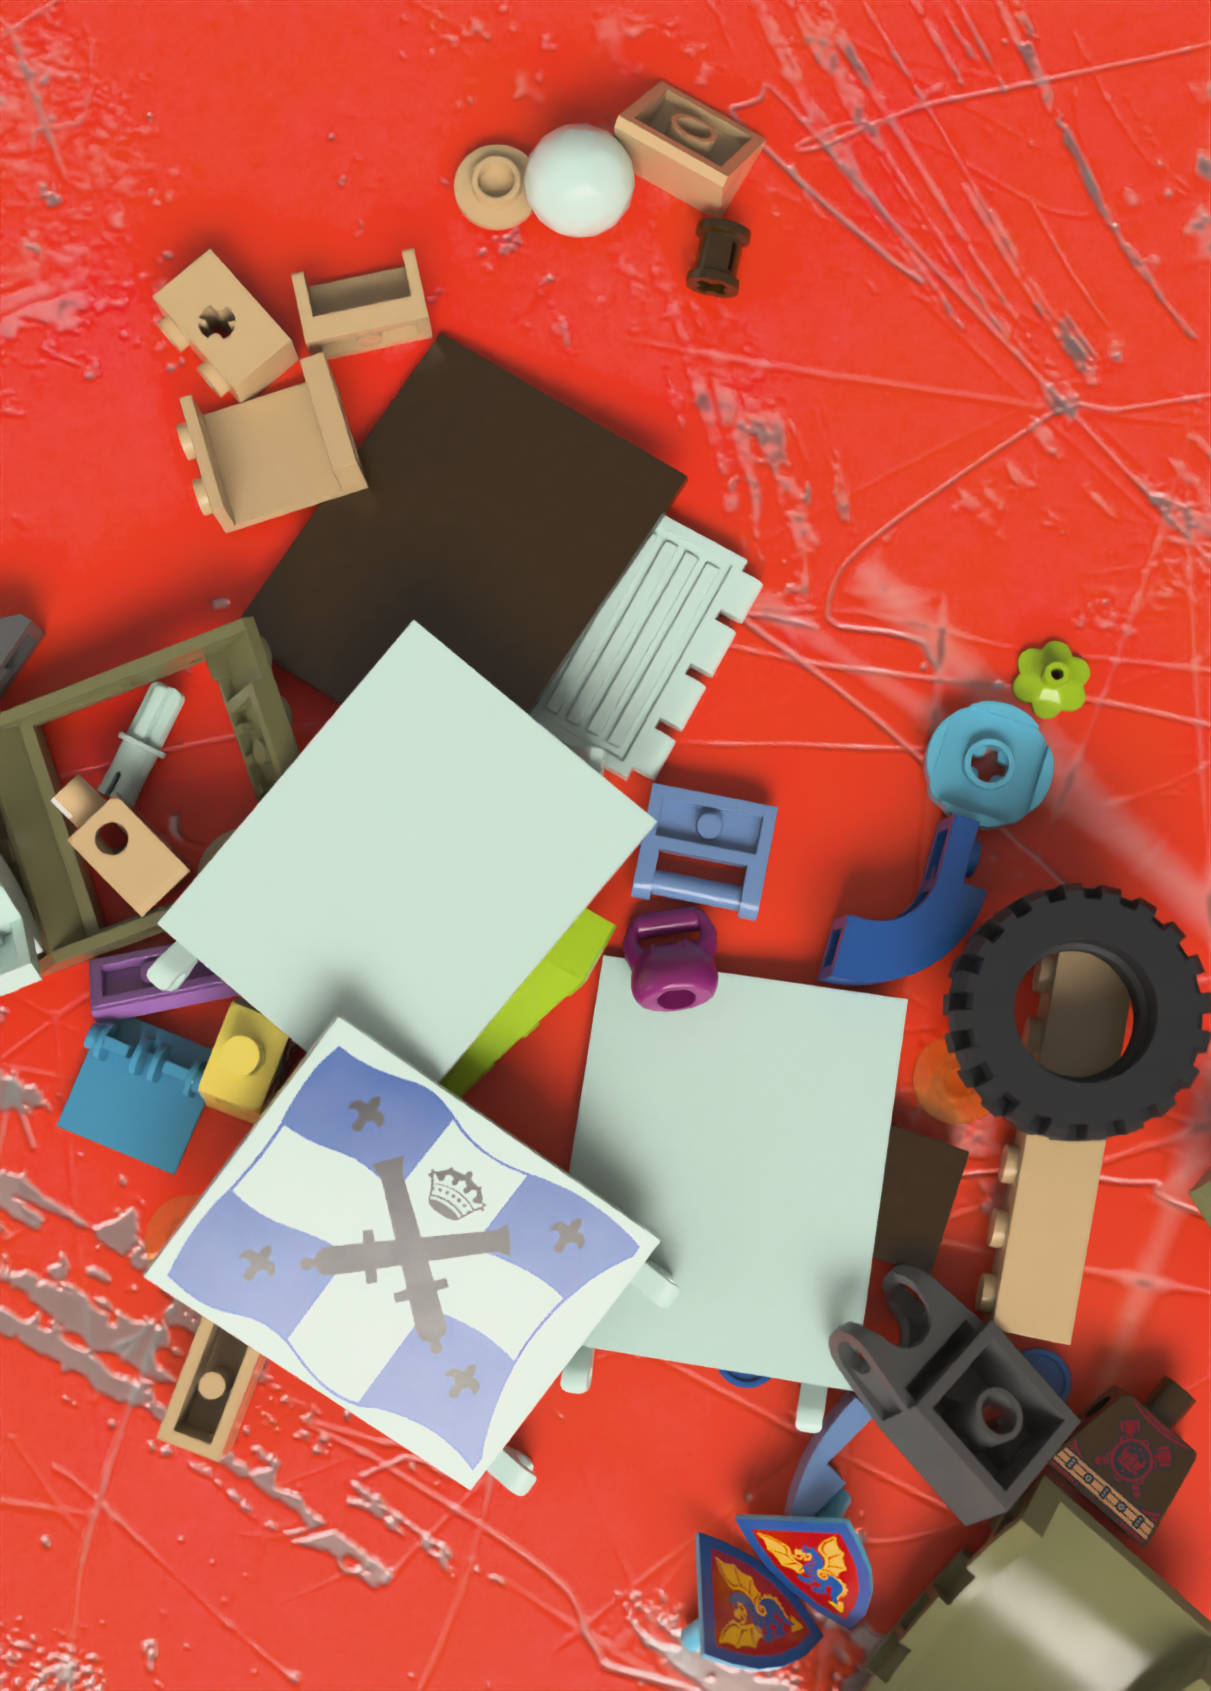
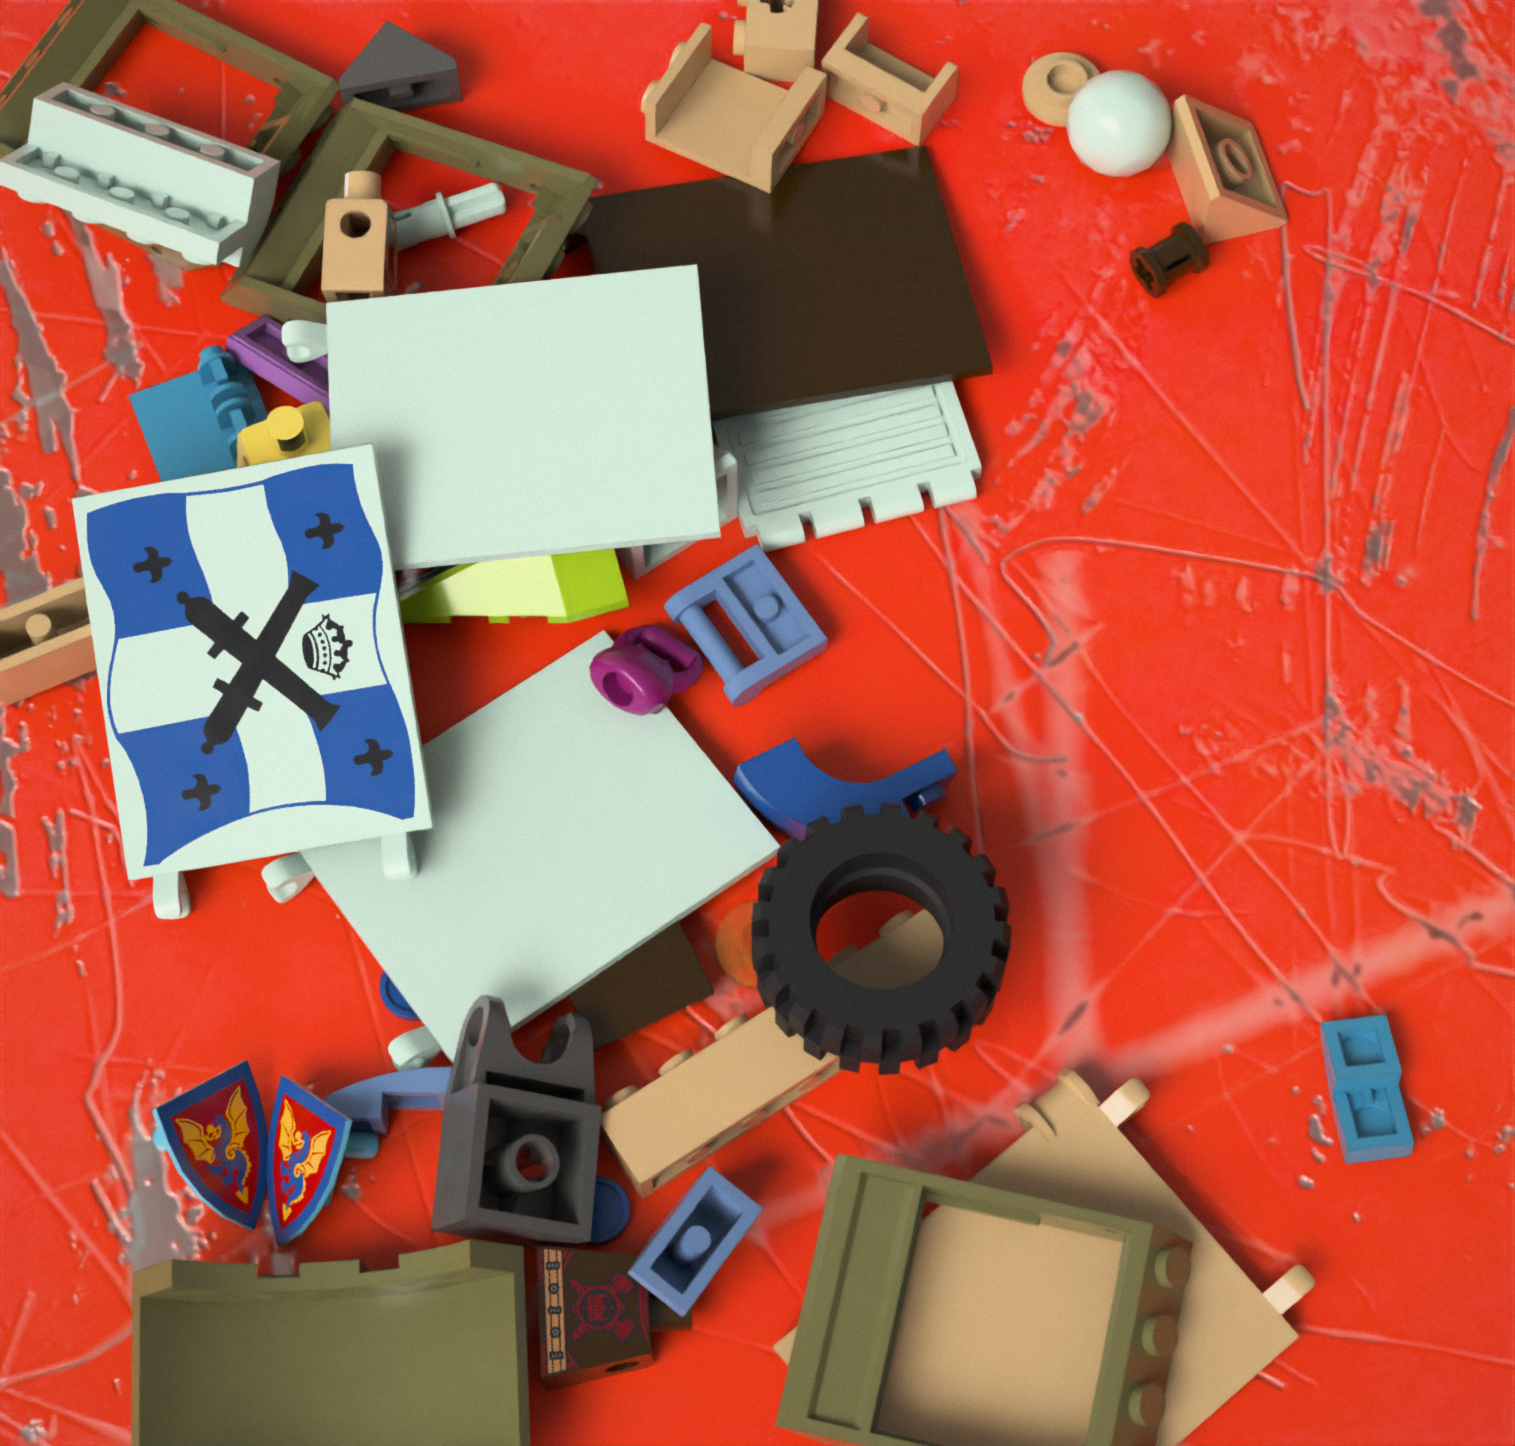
camera: 45 degrees right, 15 degrees down
(1019, 749) = (996, 788): medium azure plate -> none
(1041, 690) = (1117, 758): lime plant -> none
(1149, 1352) = (694, 1240): none -> medium blue slope

